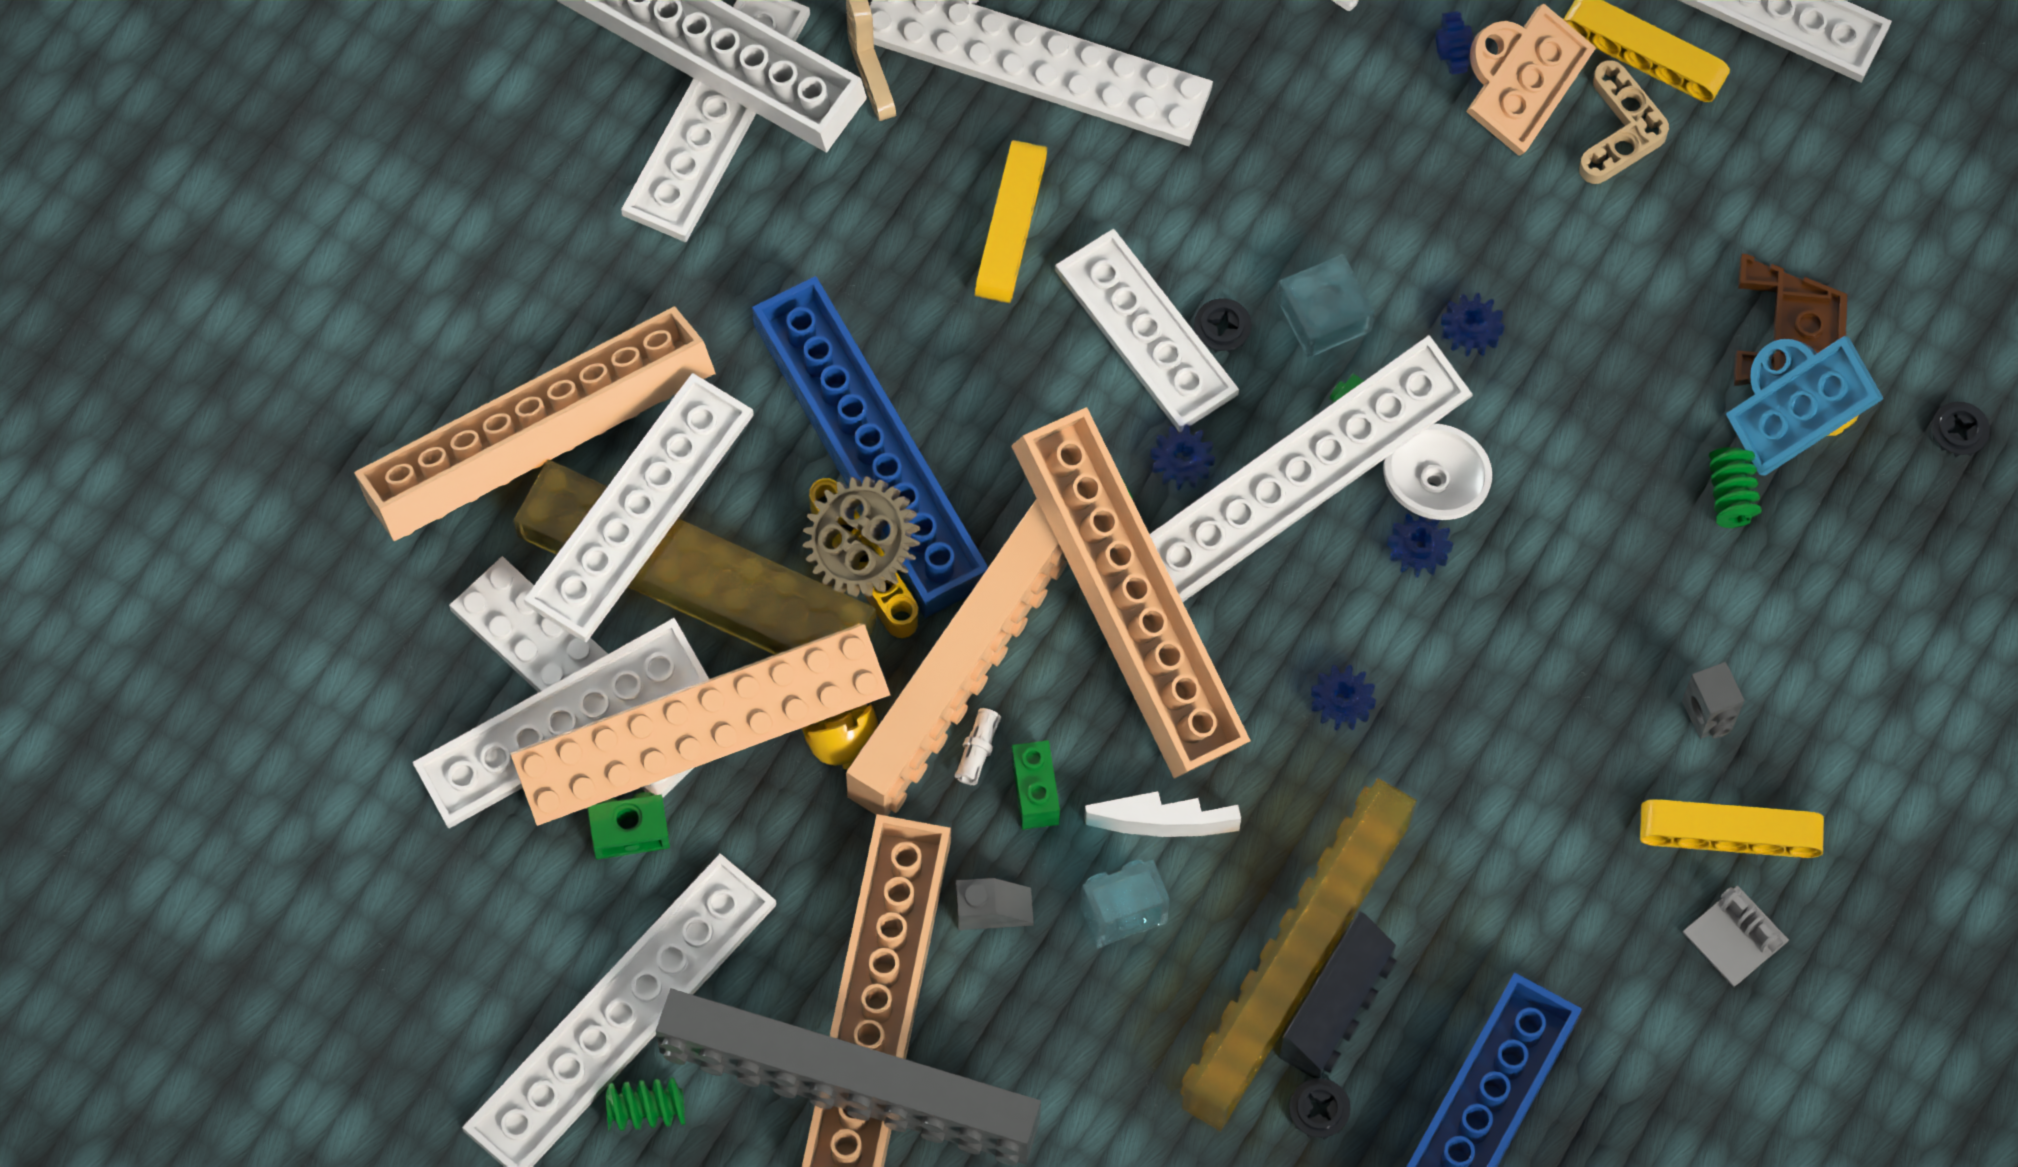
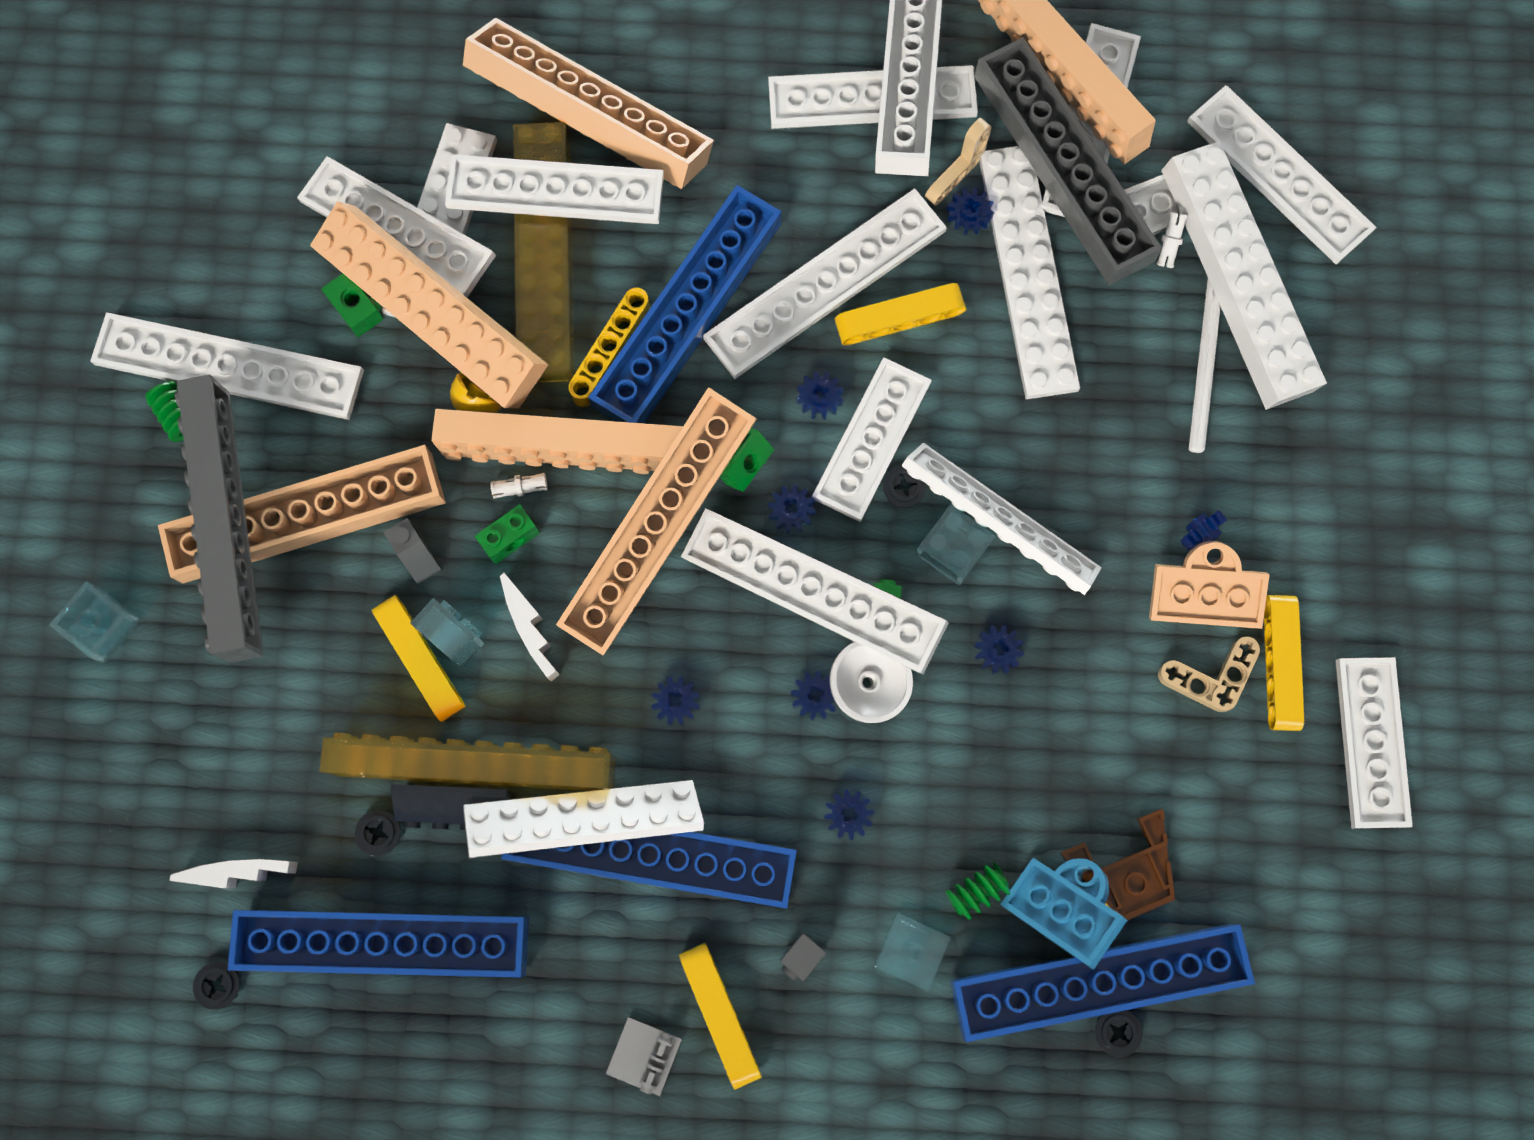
camera: 65 degrees right, 10 degrees up
(841, 564) = (609, 333): dark tan gear -> none
(923, 283) = (824, 283): none -> white plate
(941, 76) = (963, 206): none -> clear blue gear
(1072, 365) = (827, 389): none -> clear blue gear
(1130, 960) = (418, 658): none -> yellow beam
(1316, 241) = (1002, 517): none -> white plate
(1435, 848) = (581, 818): none -> white plate
(1511, 809) = (681, 862): none -> blue brick
(1581, 566) = (844, 804): none -> clear blue gear
(1764, 593) = (912, 951): none -> clear light blue tile
(1896, 432) = (1121, 981): none -> blue brick

